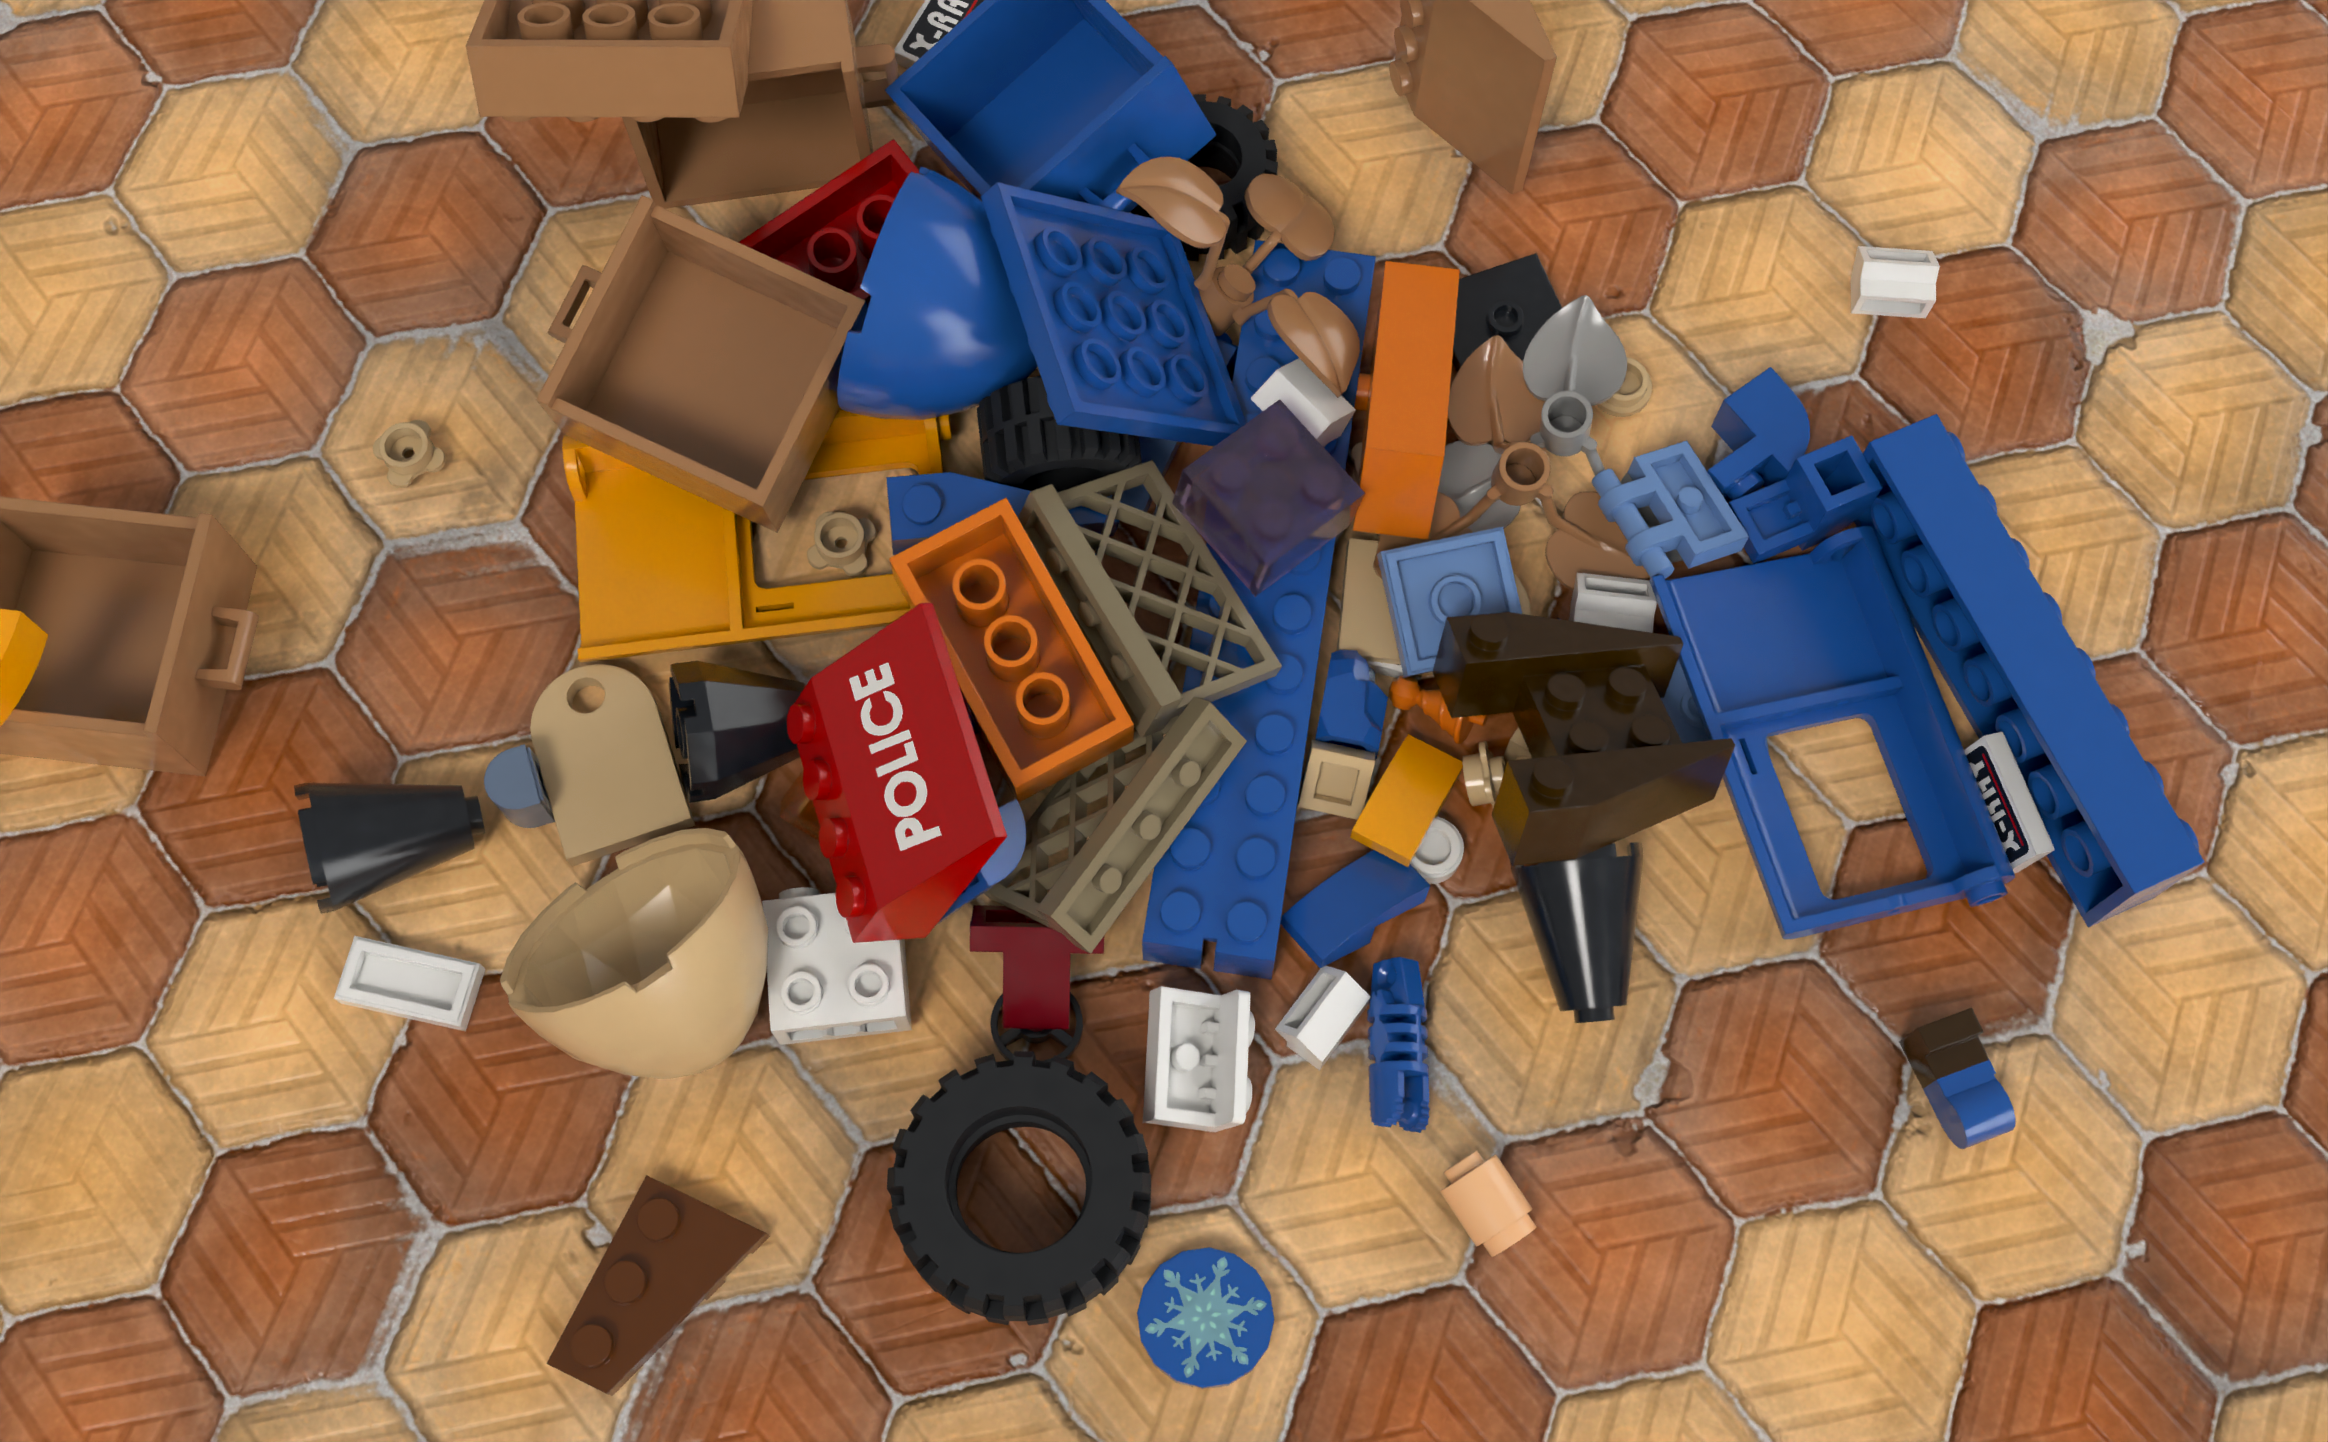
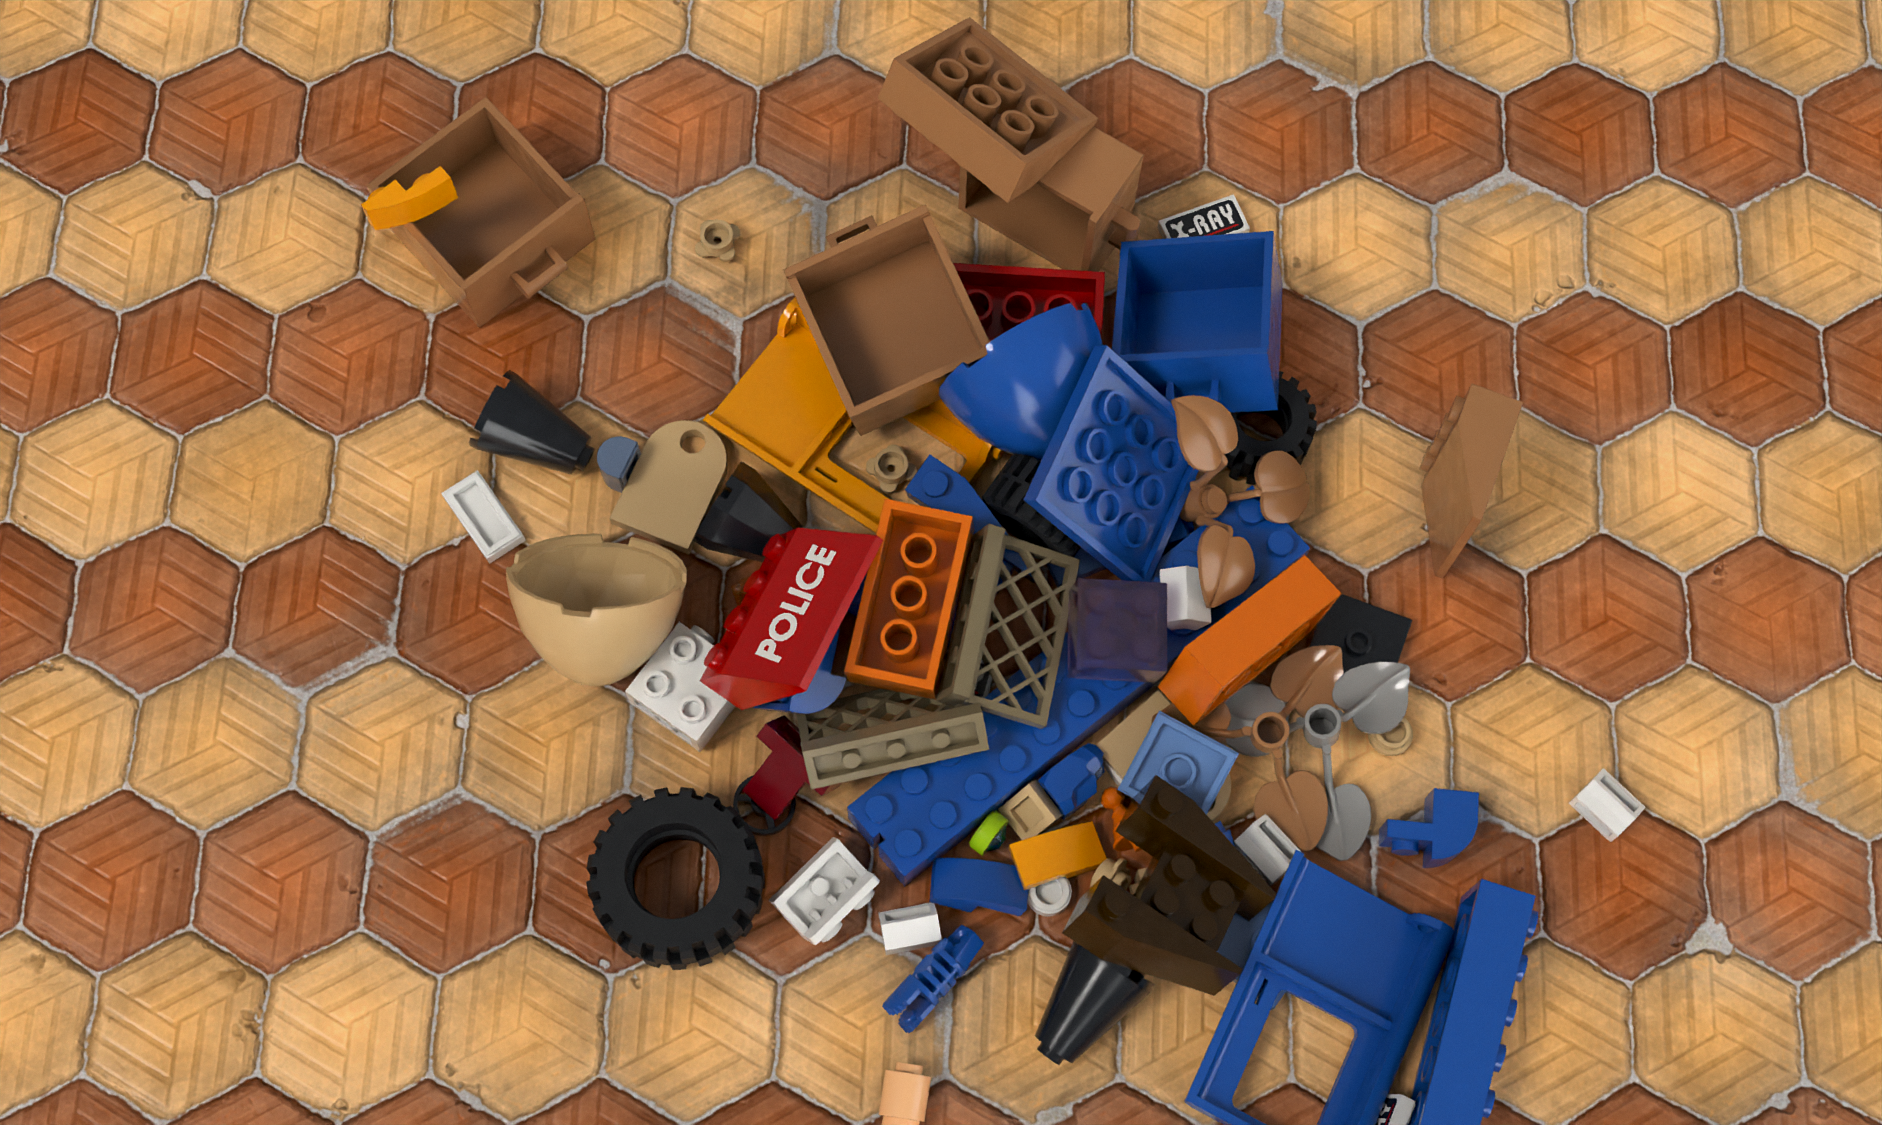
camera: 40 degrees right, 0 degrees up
(650, 1279) = (470, 763): reddish brown wing -> none
(1205, 1318) = (711, 1026): blue tile -> none
(1315, 840) = (990, 834): none -> lime tile
(1685, 502) = (1358, 825): medium blue plate -> none
(1812, 503) = (1430, 887): blue brick -> none

